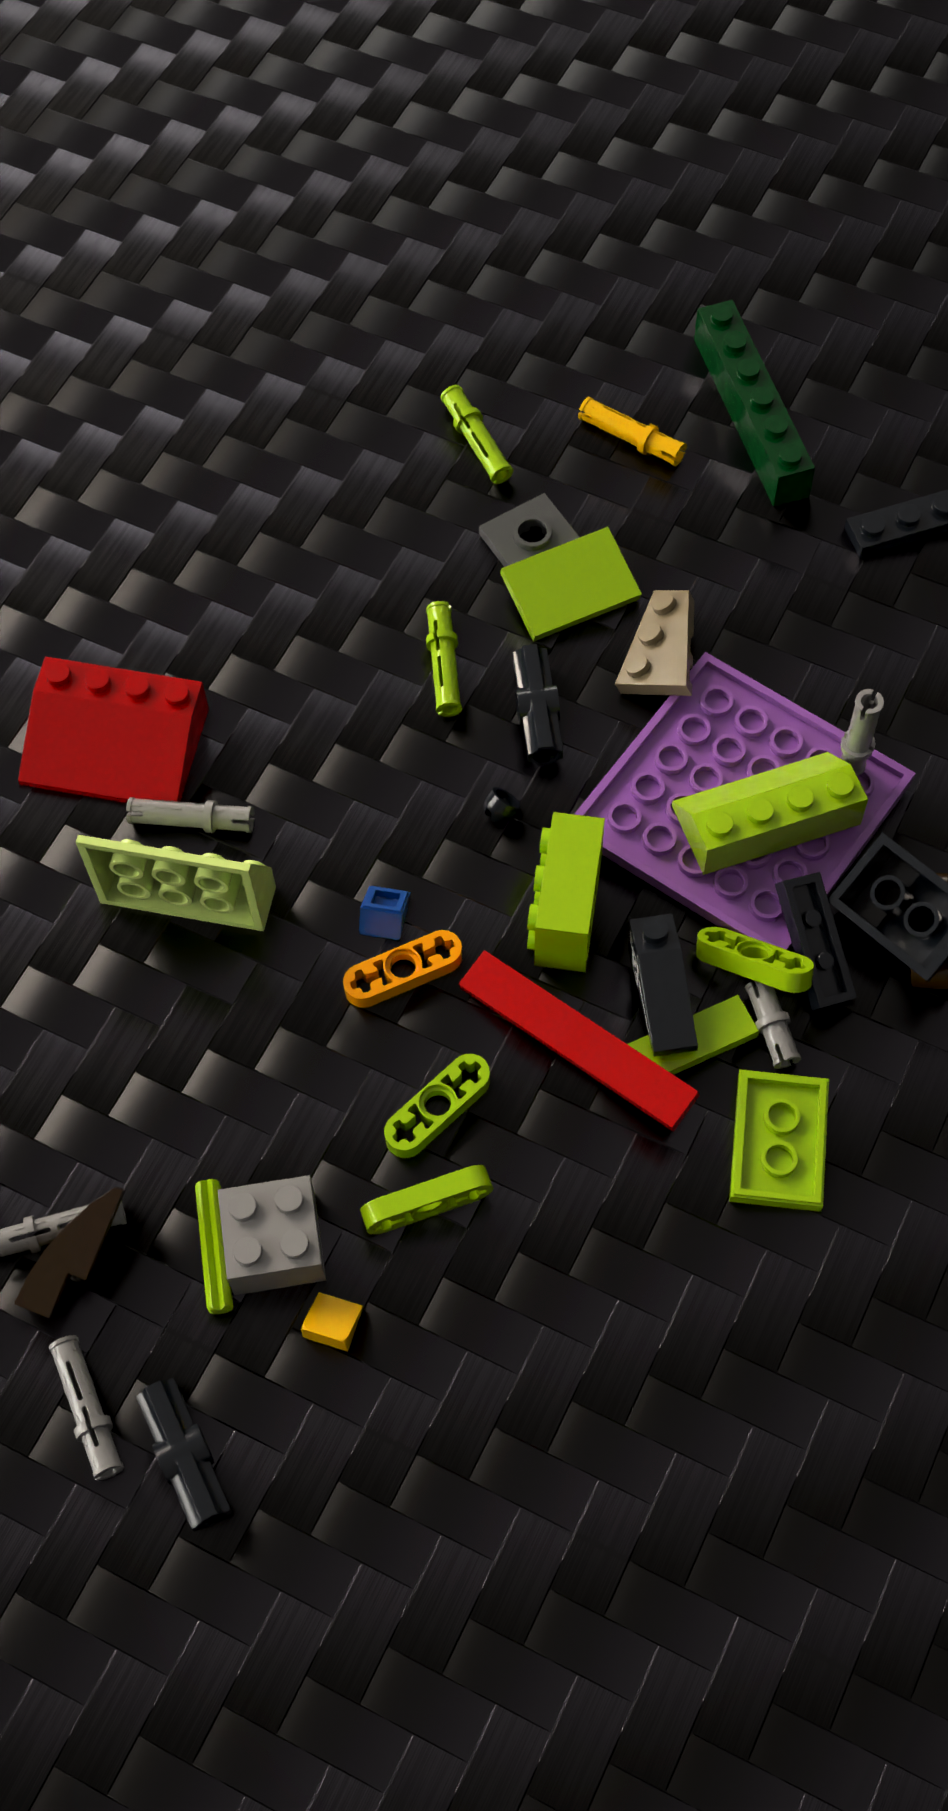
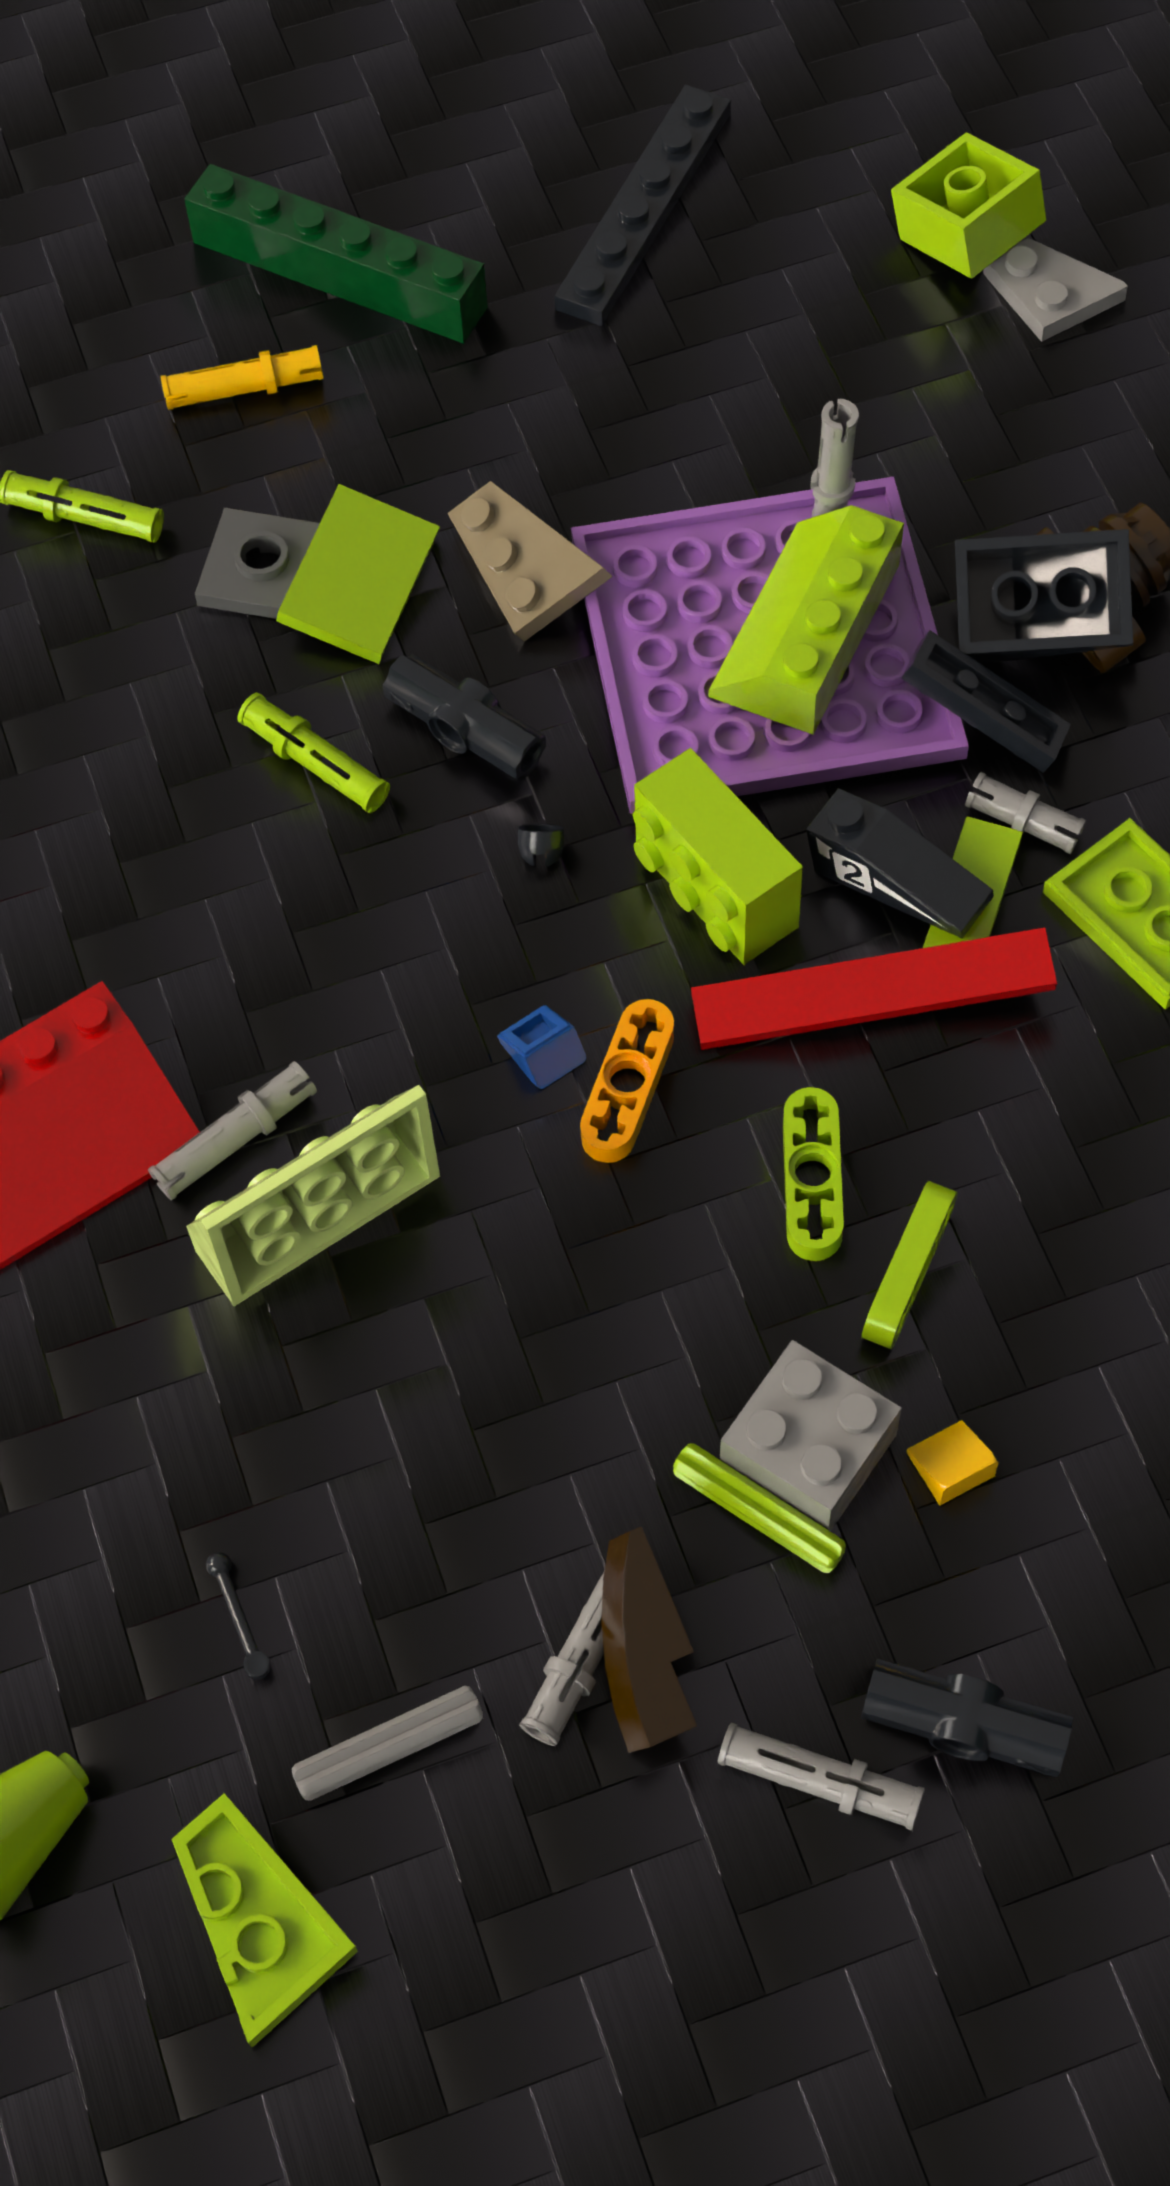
camera: 45 degrees left, 0 degrees up
(755, 959) = (952, 766): lime beam -> none

